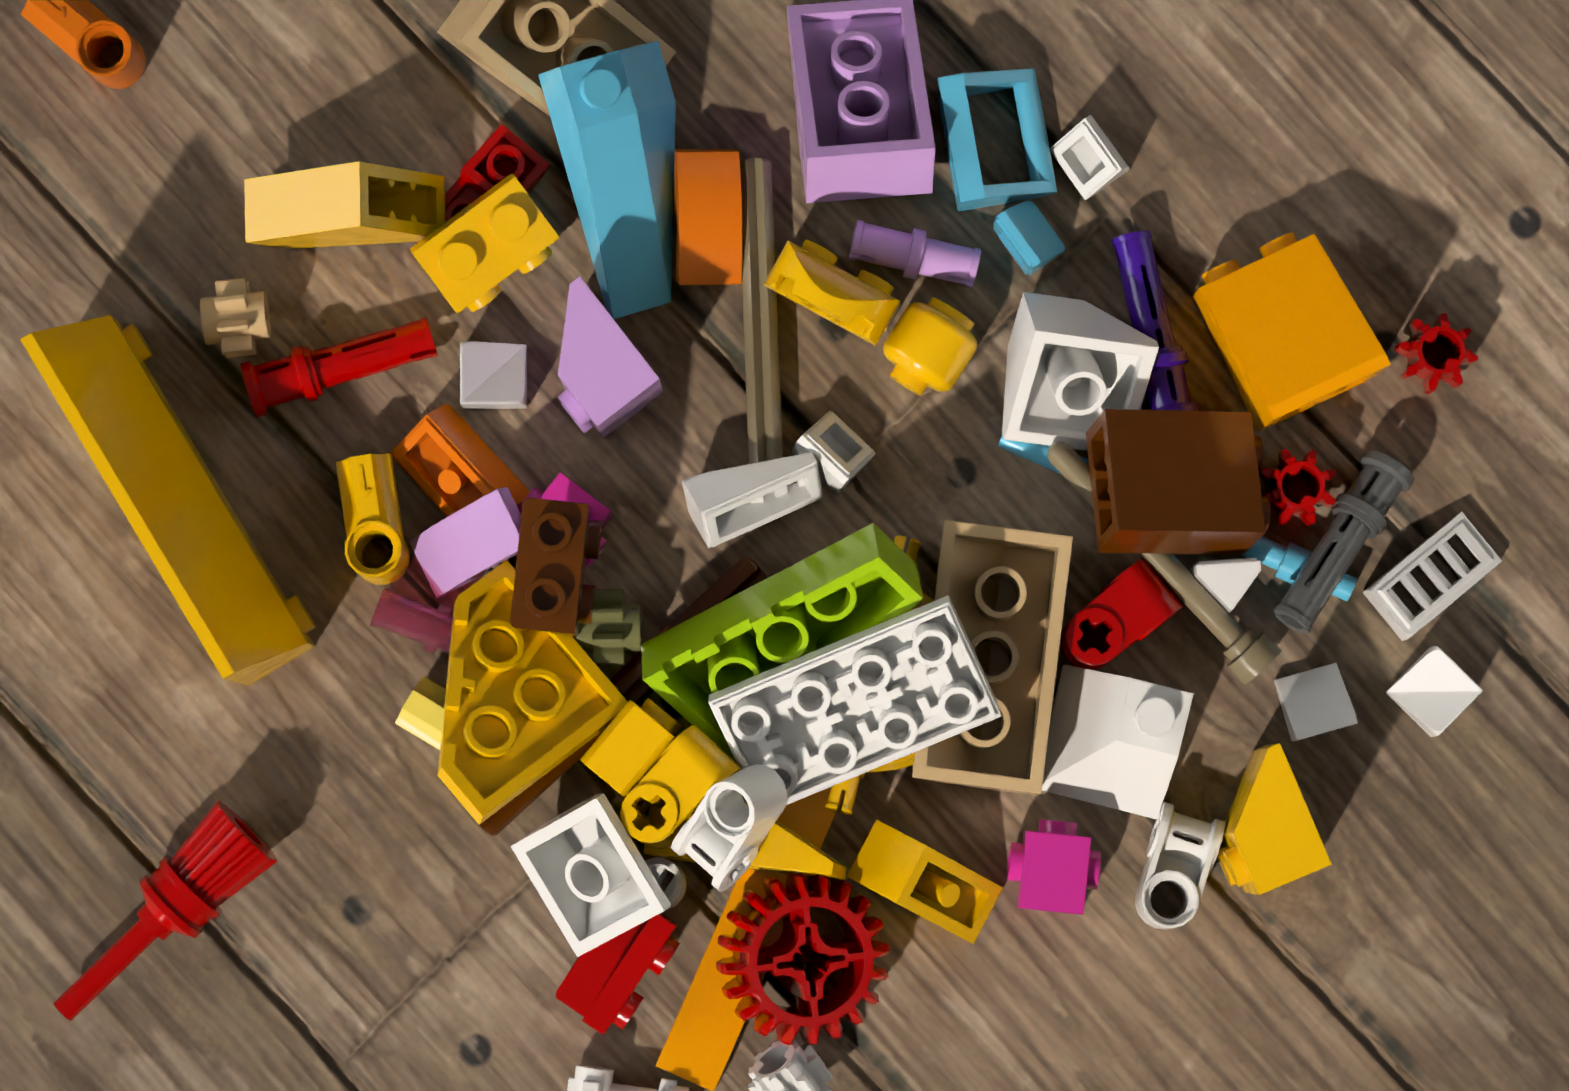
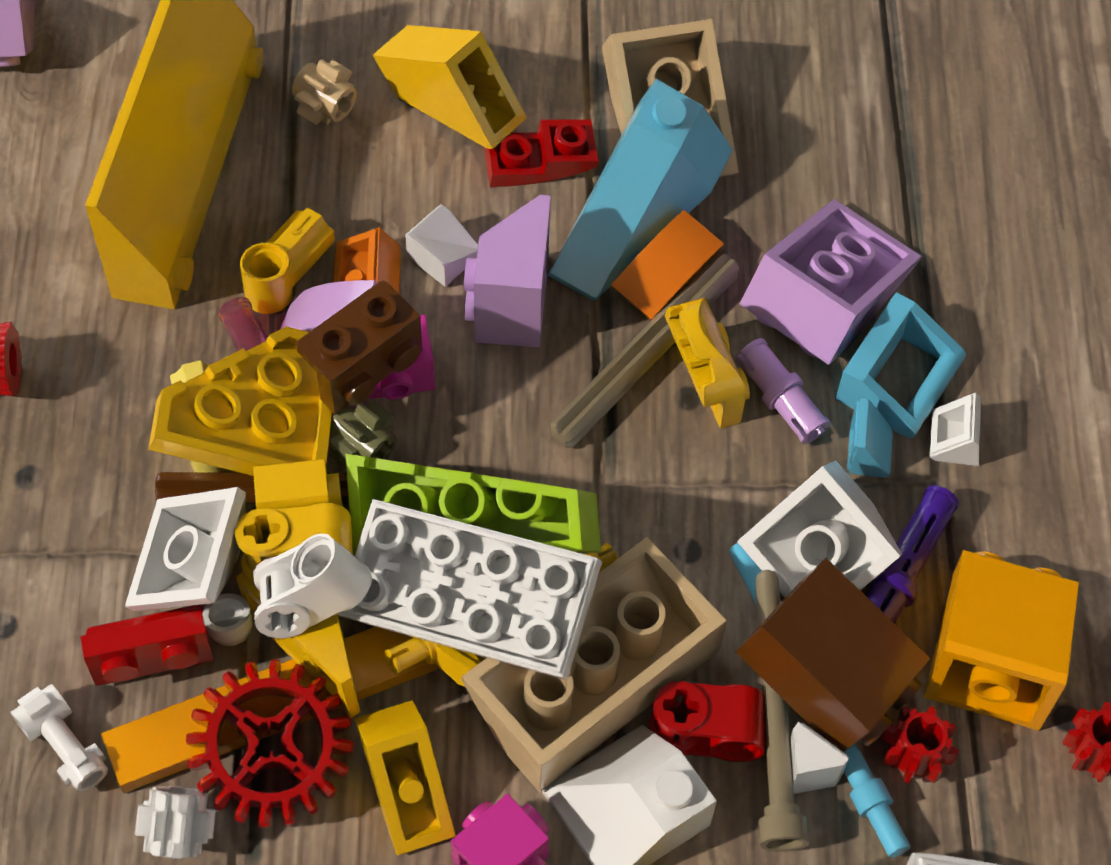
camera: 40 degrees right, 25 degrees down
(309, 372) = (336, 157): red pin -> none
(486, 245) = (511, 164): yellow bracket -> none
(750, 495) = (528, 415): white slope -> none
(837, 451) = (613, 462): white slope -> none
(930, 346) = (740, 445): yellow head -> none
(1357, 517) = (946, 799): dark grey pin -> none

